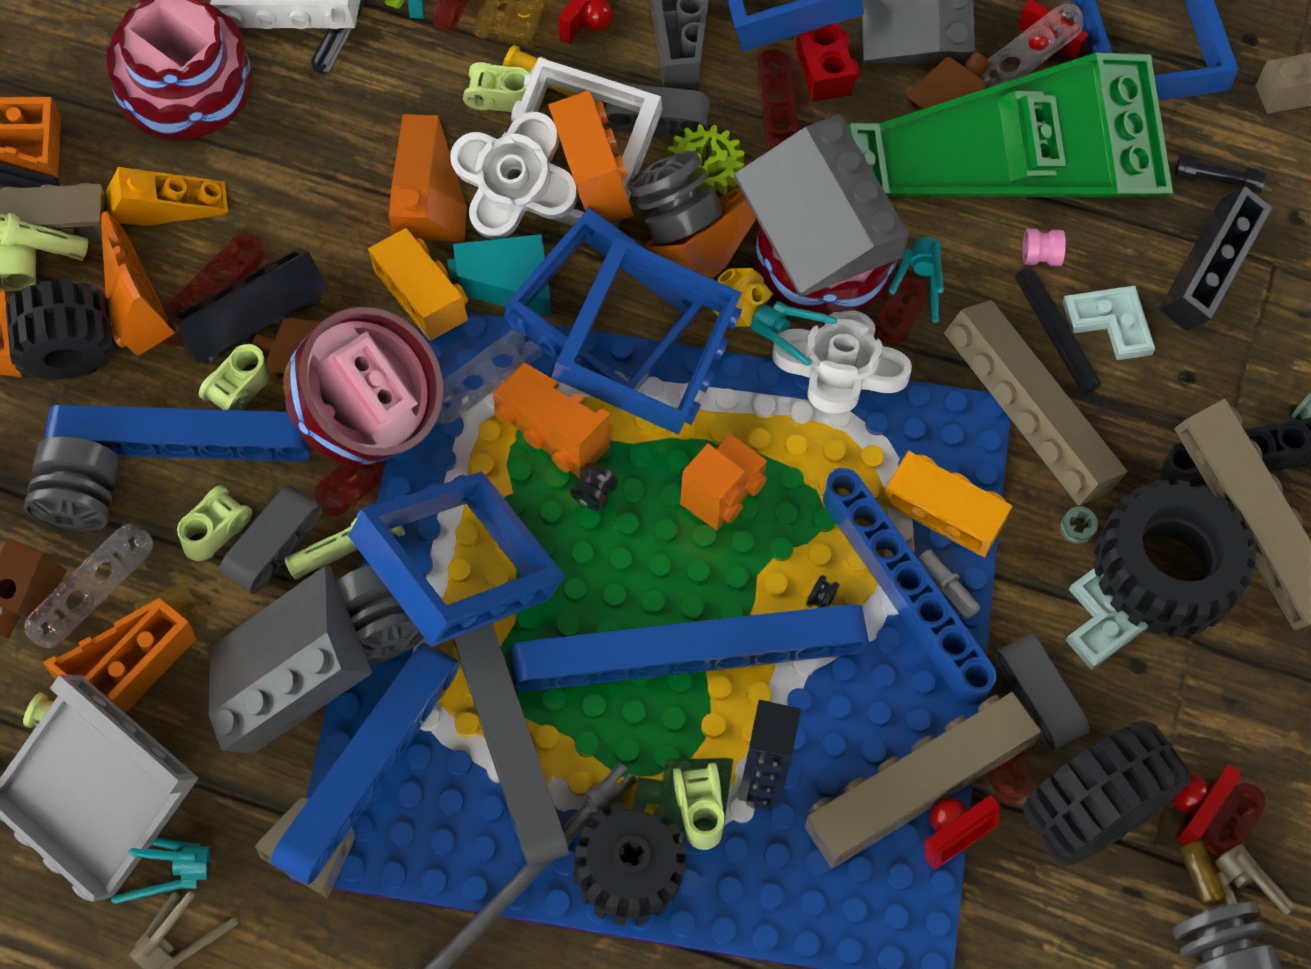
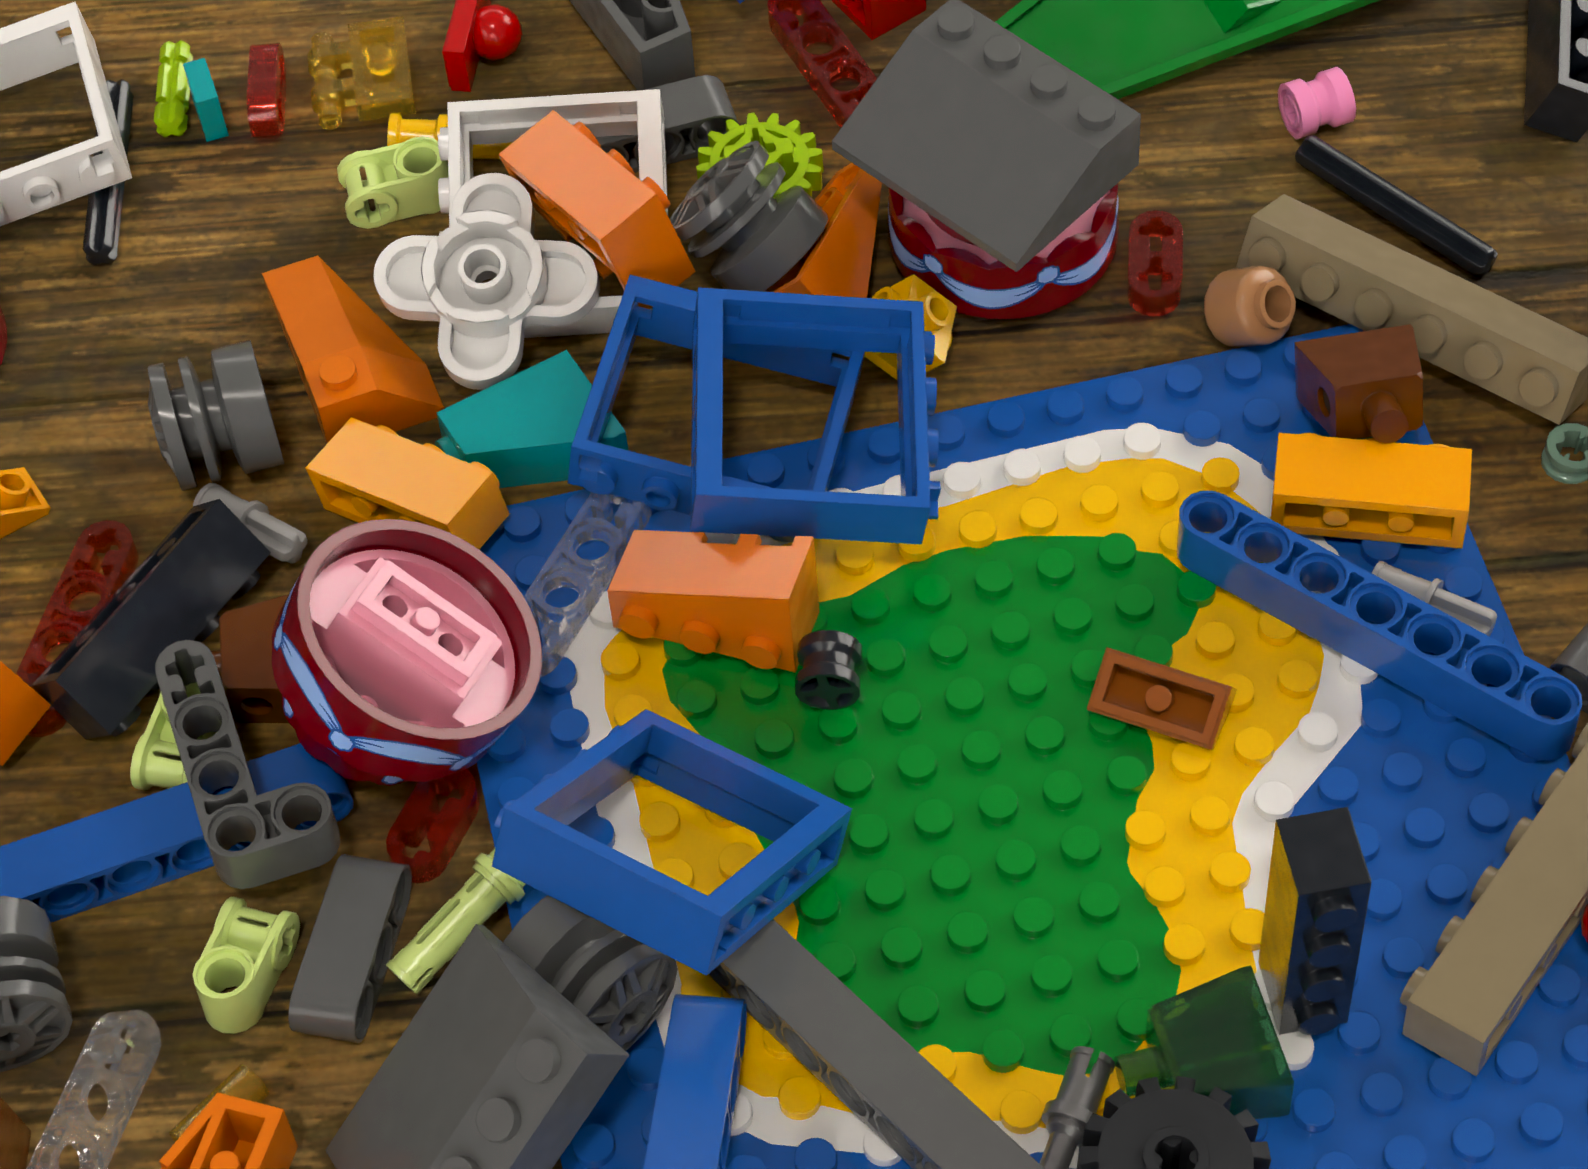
camera: 15 degrees left, 10 degrees down
(245, 408) = (220, 762): none -> dark grey beam
(327, 196) = (214, 415): none -> dark grey wheel
(329, 267) = (277, 536): none -> light grey axle
(688, 647) = (1090, 842): blue beam -> none
(700, 797) = (1234, 1034): yellowish green piece -> none
(721, 480) = (1021, 586): orange brick -> none
(769, 577) = (1161, 698): none -> dark orange slope
(772, 321) = (981, 350): teal plant -> none
(822, 593) = (1255, 686): black bush -> none
(843, 362) = (1108, 357): white plant -> none
(925, 261) = (1158, 183): teal plant -> none
(937, 361) = (1249, 306): none -> medium nougat head
(974, 439) = (1362, 383): none -> reddish brown torso
(1114, 310) = (1470, 152): light aqua tile -> none

